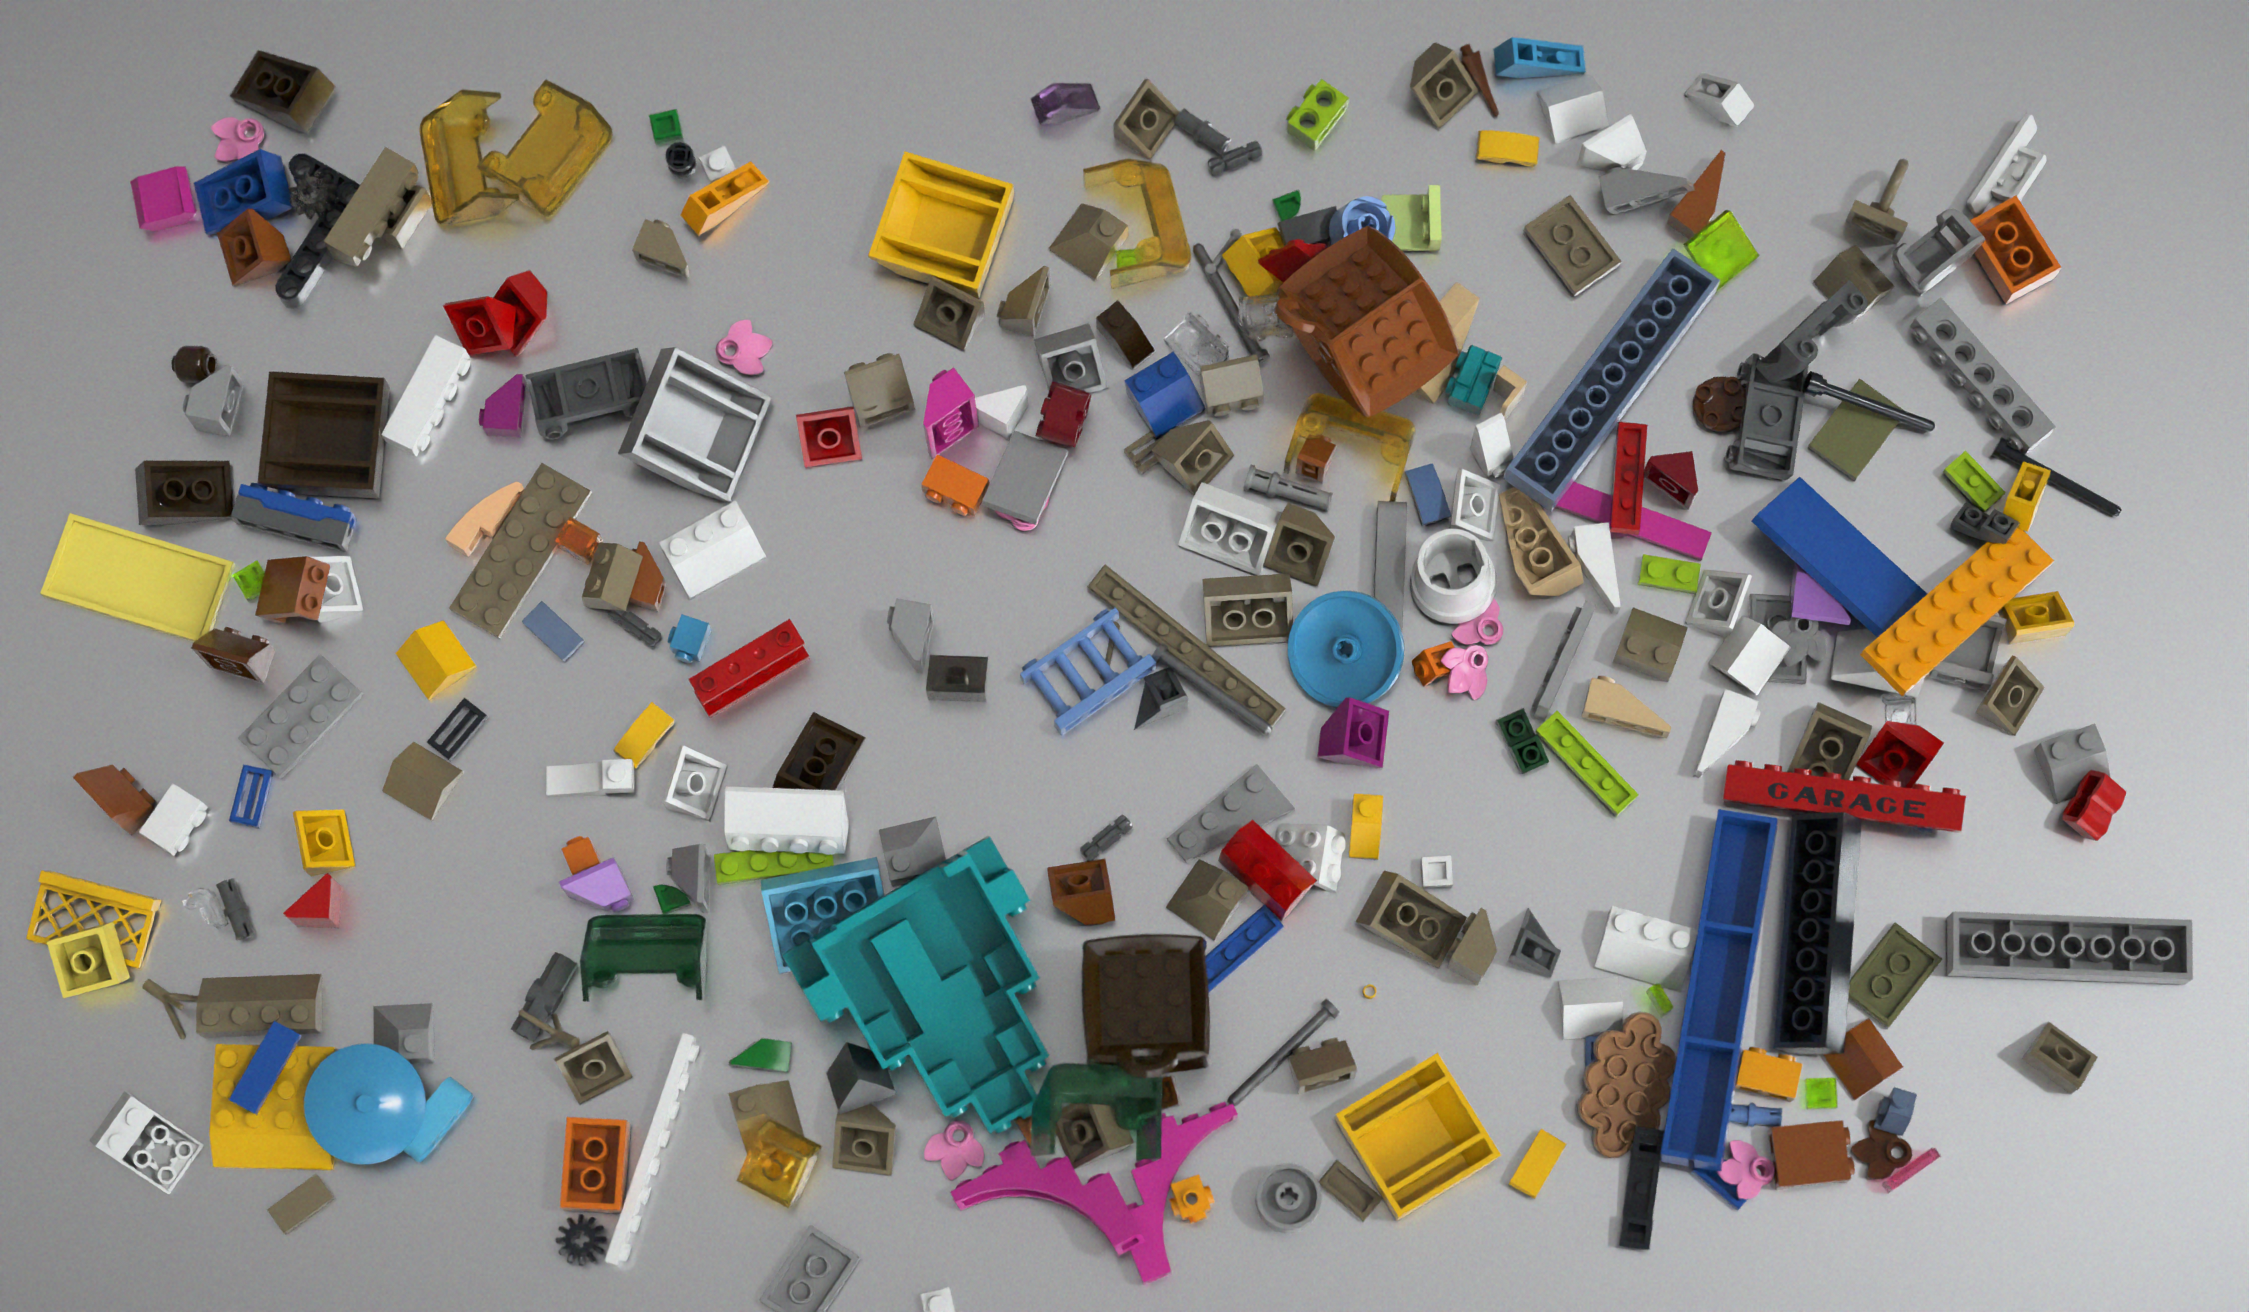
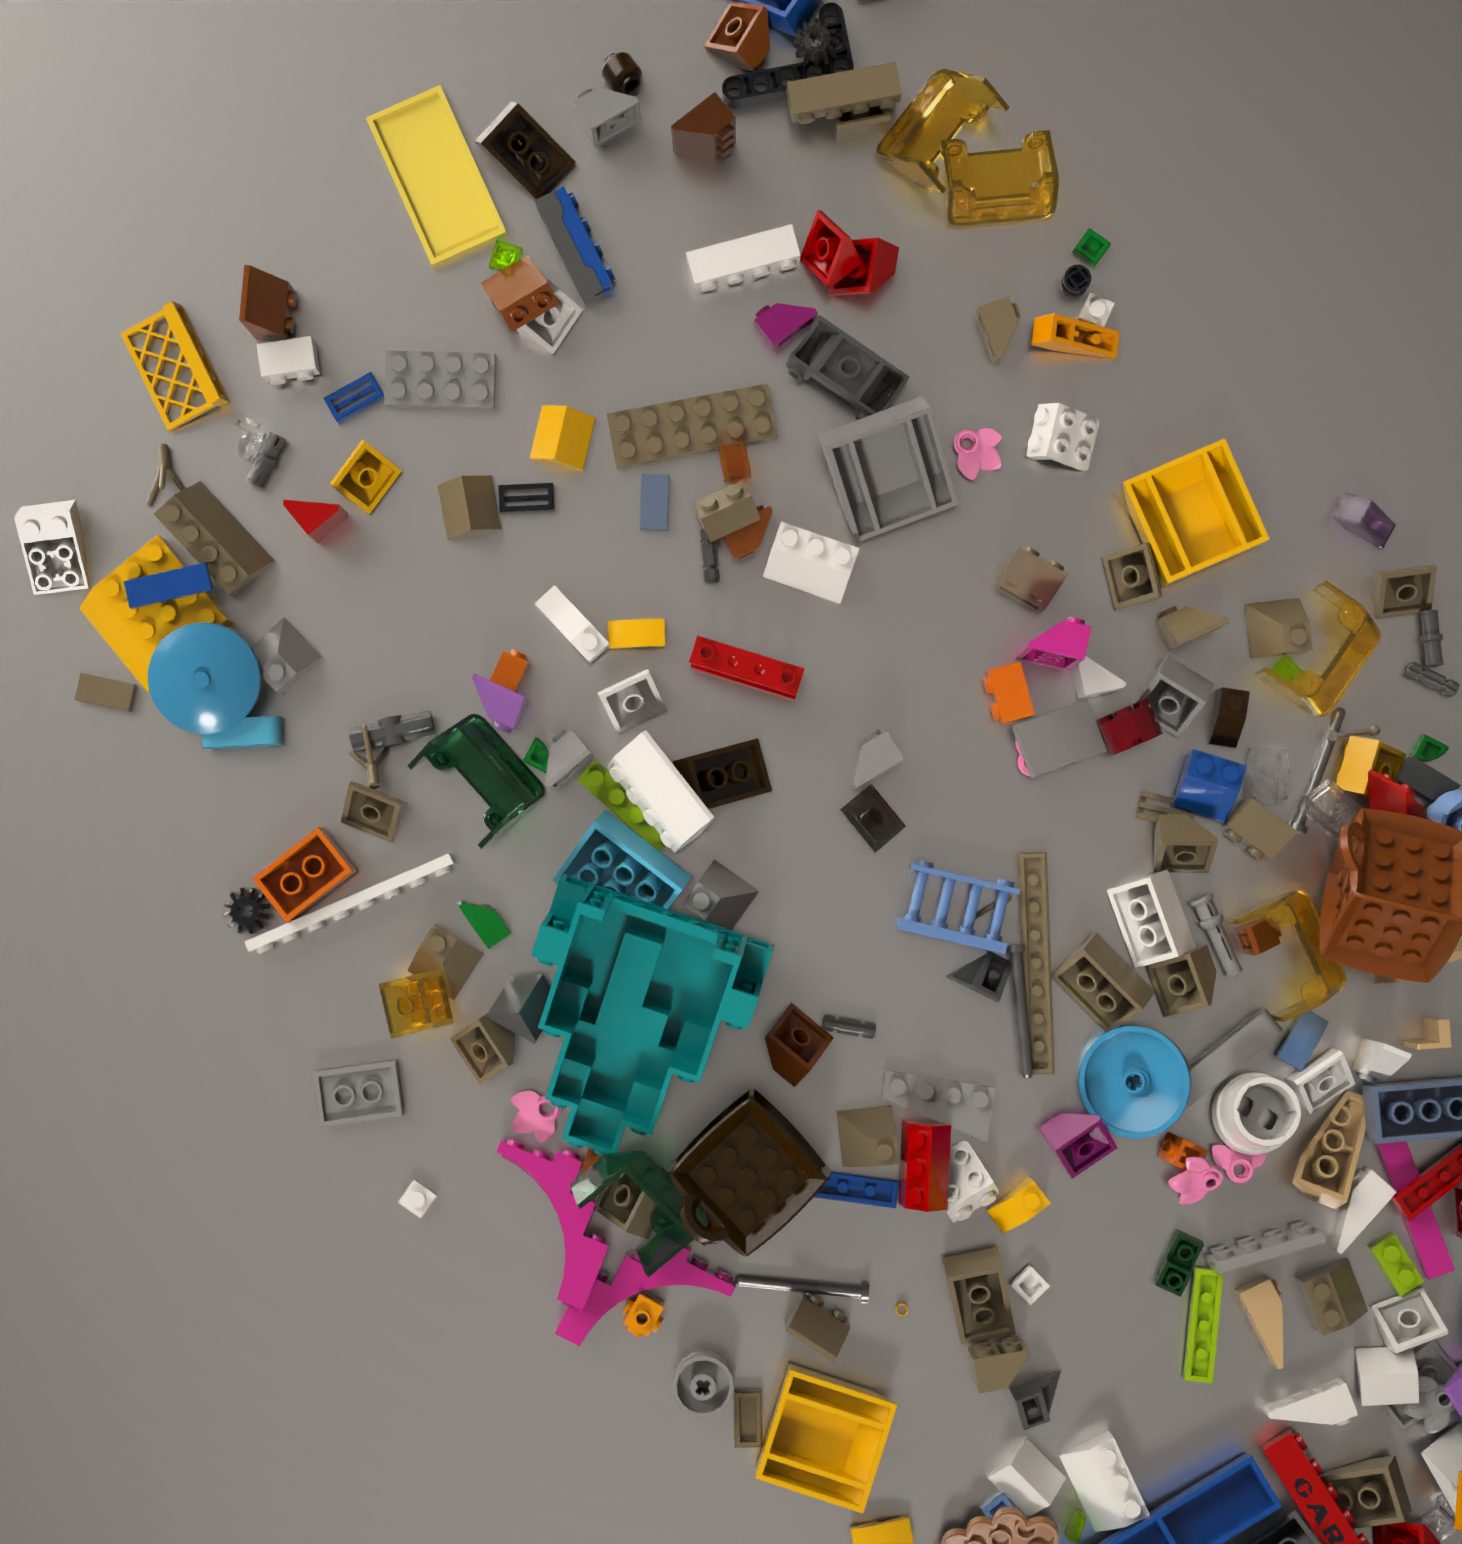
camera: 50 degrees right, 10 degrees up
(88, 960) = (138, 391): light yellow brick -> none
(235, 654) = (441, 293): reddish brown slope -> none
(302, 335) = (705, 130): none -> reddish brown slope
(324, 434) = (651, 211): dark brown slope -> none
(484, 519) = (692, 379): light nougat slope -> none
(689, 638) = (732, 603): dark azure brick -> none
(791, 272) = (1063, 435): none -> white bracket
(829, 436) = (965, 571): red slope -> none
(1474, 379) = (1417, 1000): teal brick -> none

